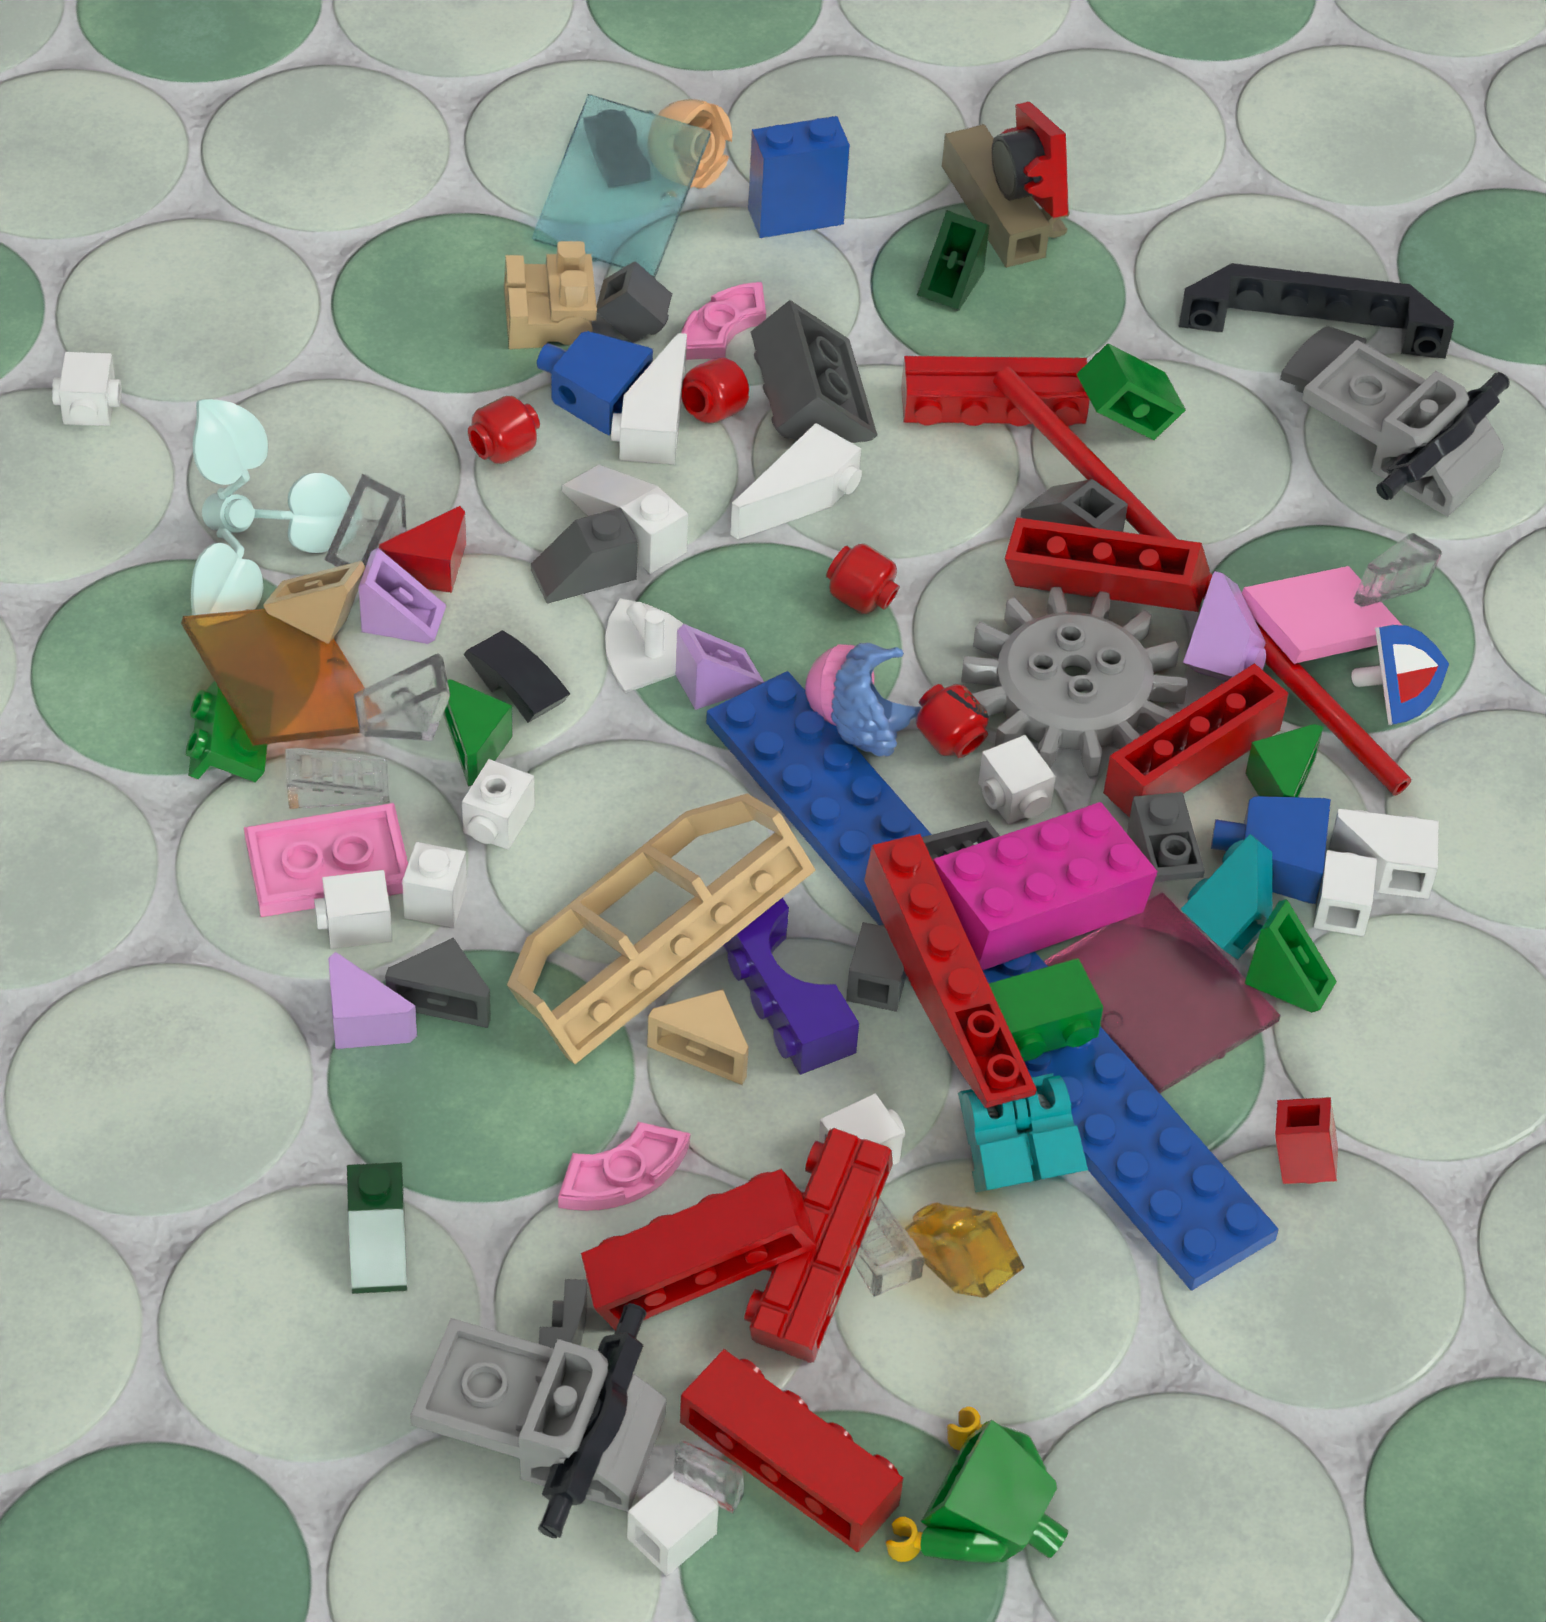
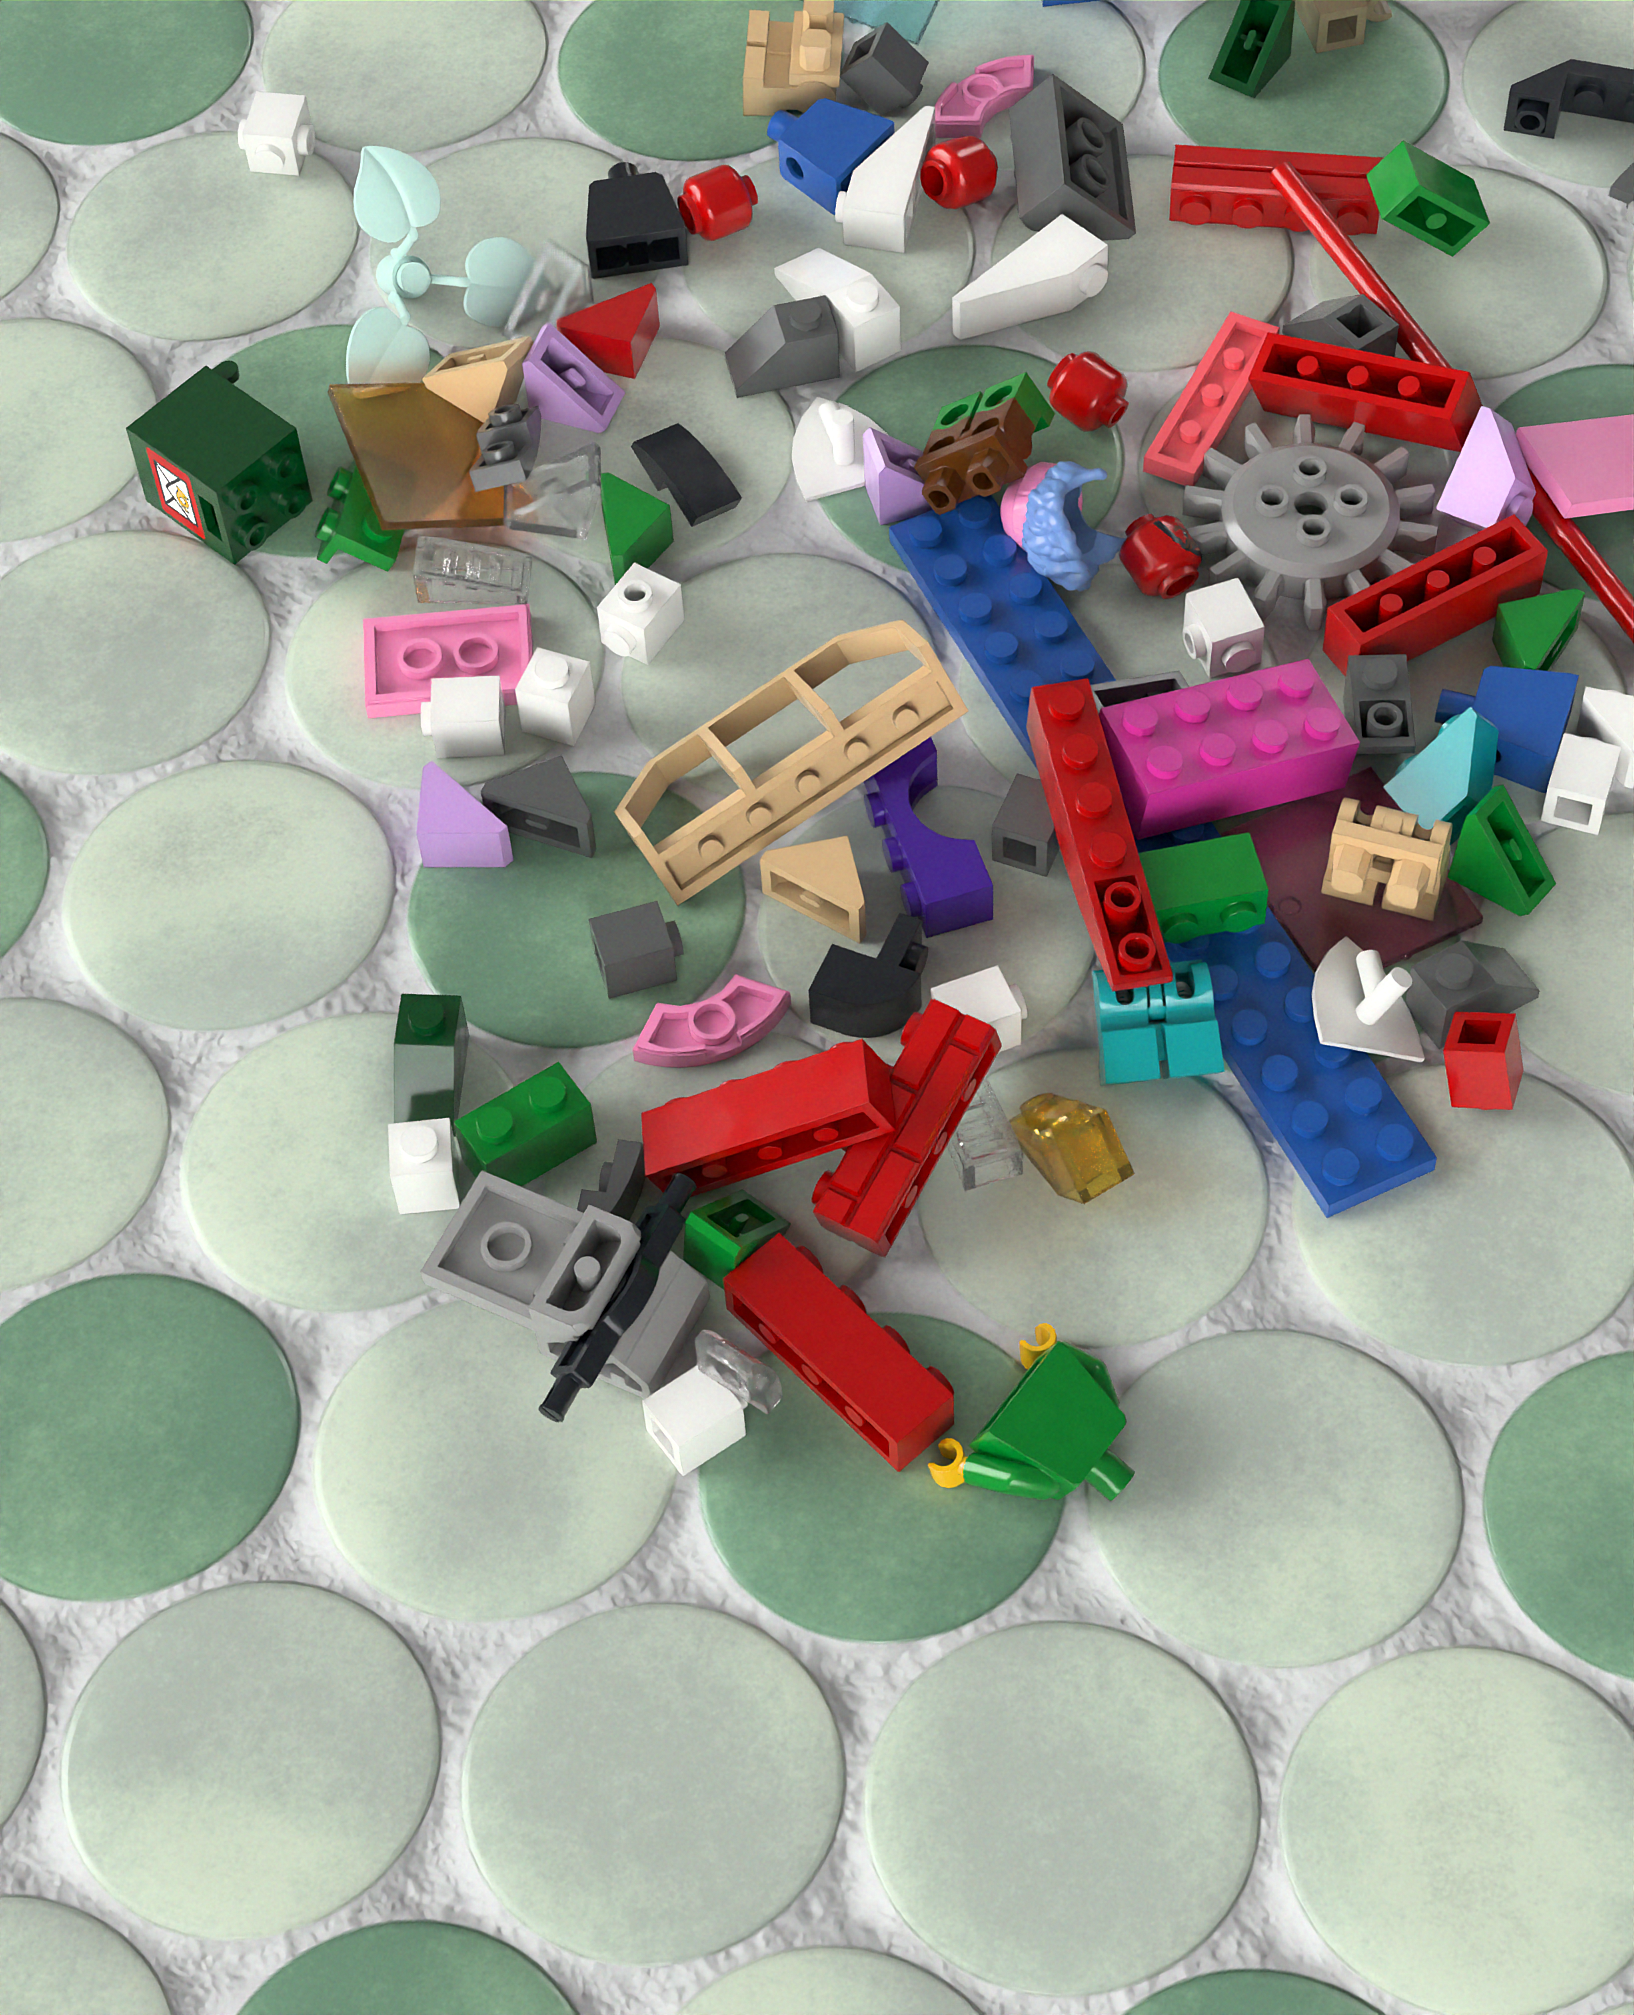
camera: 15 degrees right, 5 degrees up
(91, 695) = (220, 463): none -> dark green container
(353, 662) = (507, 446): none -> dark grey slope
(389, 1319) = (424, 1166): none -> white brick
(431, 452) = (633, 224): none -> black torso
(477, 1277) = (527, 1128): none -> green brick
(545, 1106) = (635, 948): none -> dark grey brick
(677, 1356) = (728, 1233): none -> green slope
(763, 1129) = (871, 994): none -> black brick
(785, 633) = (984, 445): none -> reddish brown hips
(969, 579) = (1208, 402): none -> coral plate
(1193, 1102) = (1363, 1006): none -> white shield
(1197, 965) = (1391, 851): none -> tan hips
(1276, 1072) = (1465, 980): none -> dark grey slope

